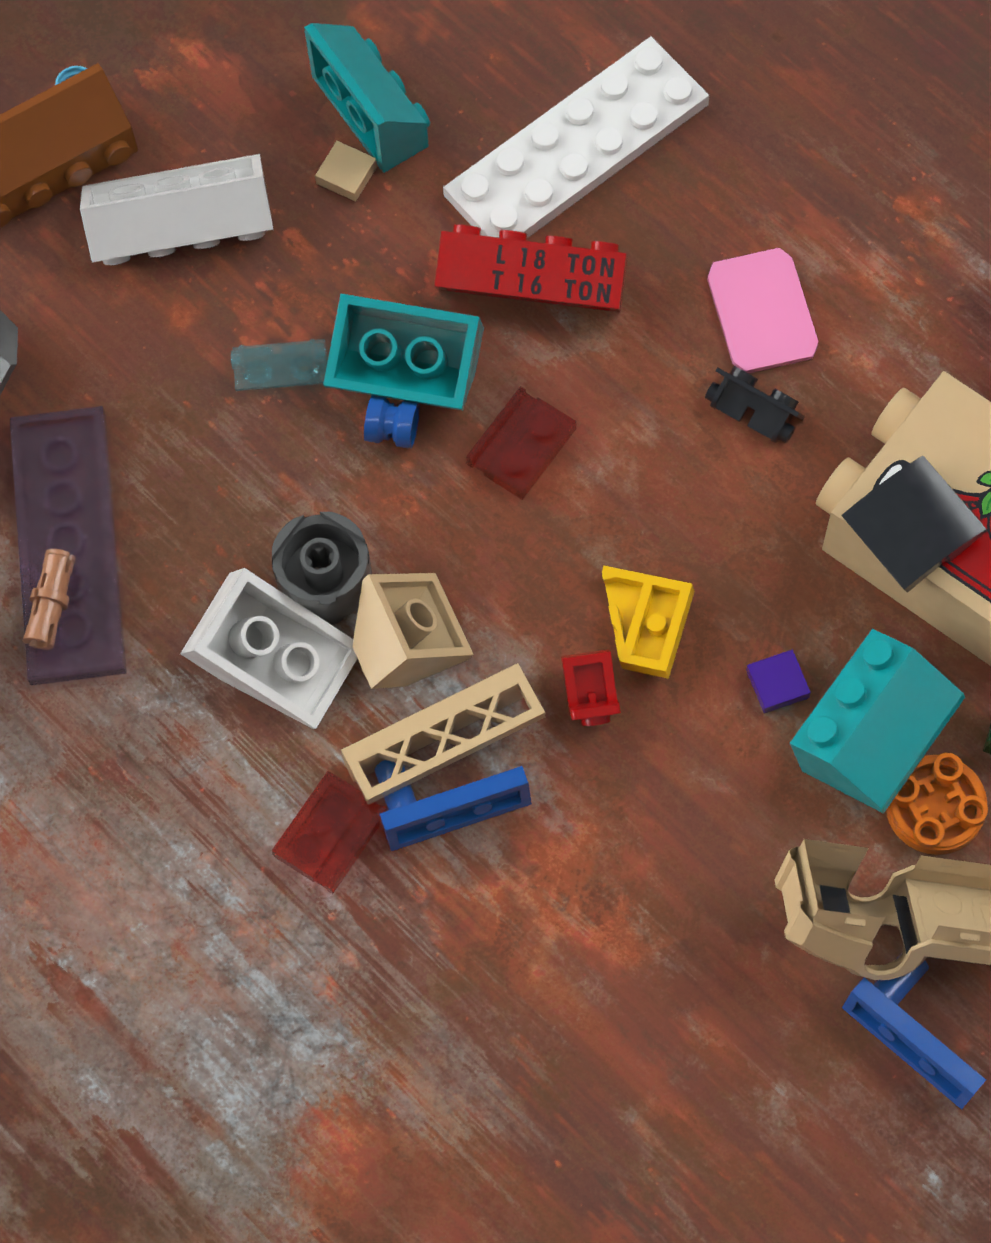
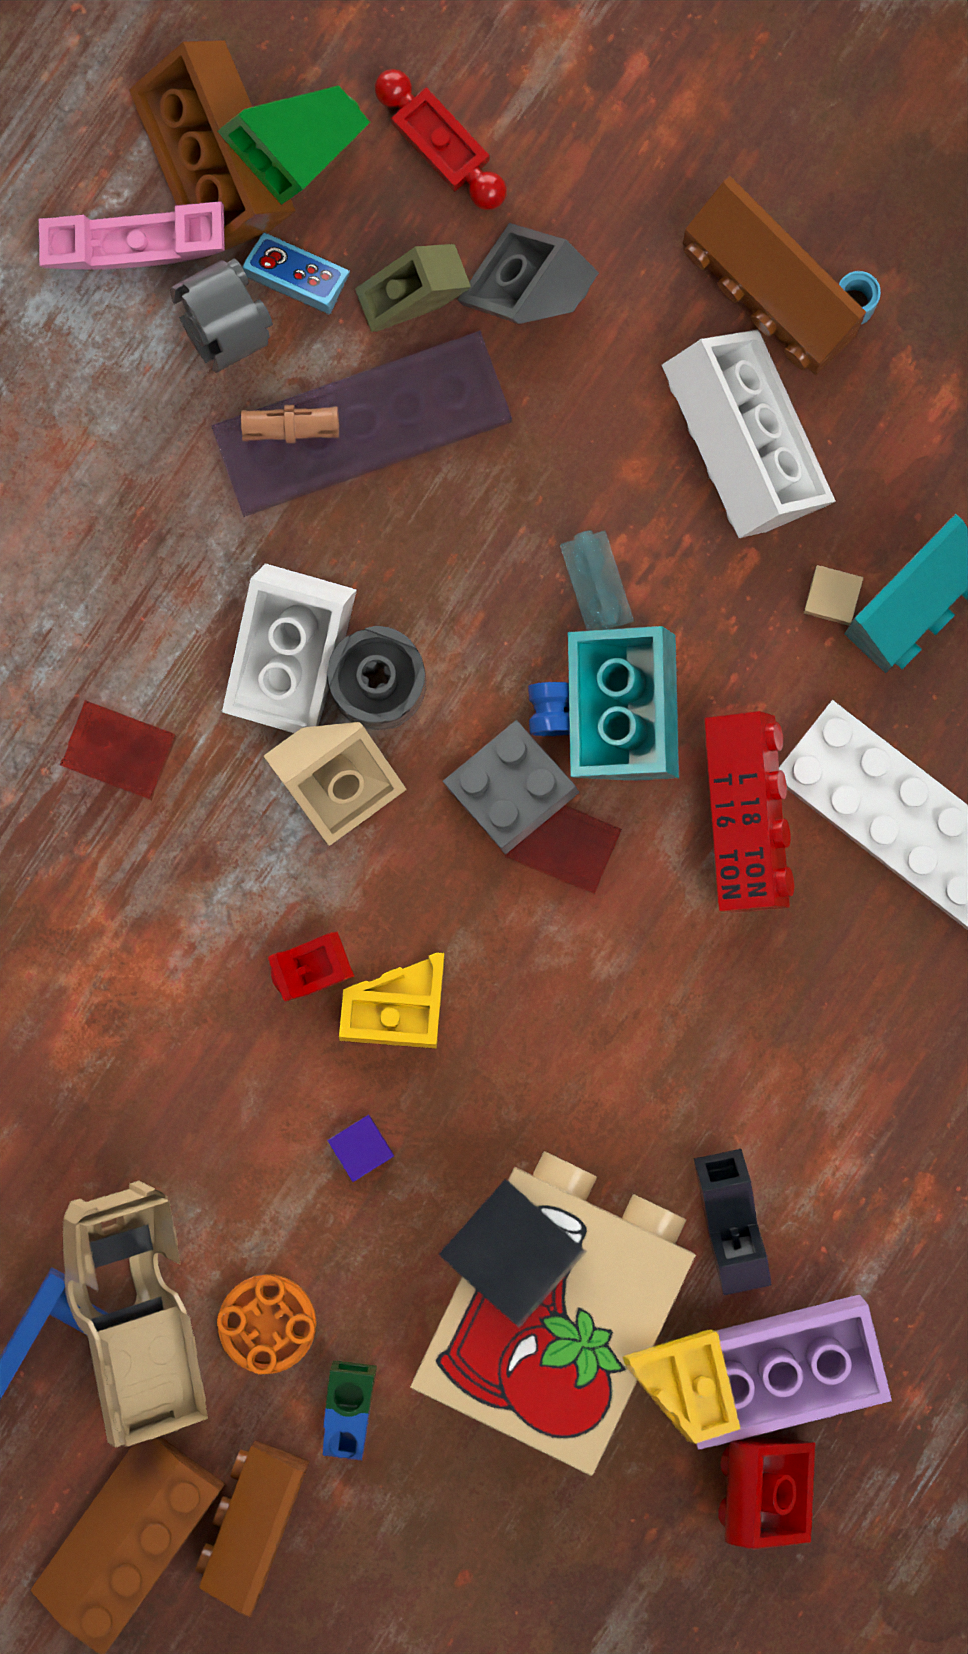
camera: 80 degrees right, 15 degrees up
(420, 820) = (143, 823): blue piece -> none
(439, 723) = (244, 824): tan fence -> none
(457, 473) = (511, 787): none -> dark grey plate
(738, 393) = (649, 1092): black hinge -> none
(762, 310) = (767, 1058): bright pink piece -> none
(876, 721) = (327, 1252): teal slope -> none
(891, 361) = (732, 1221): none -> black brick

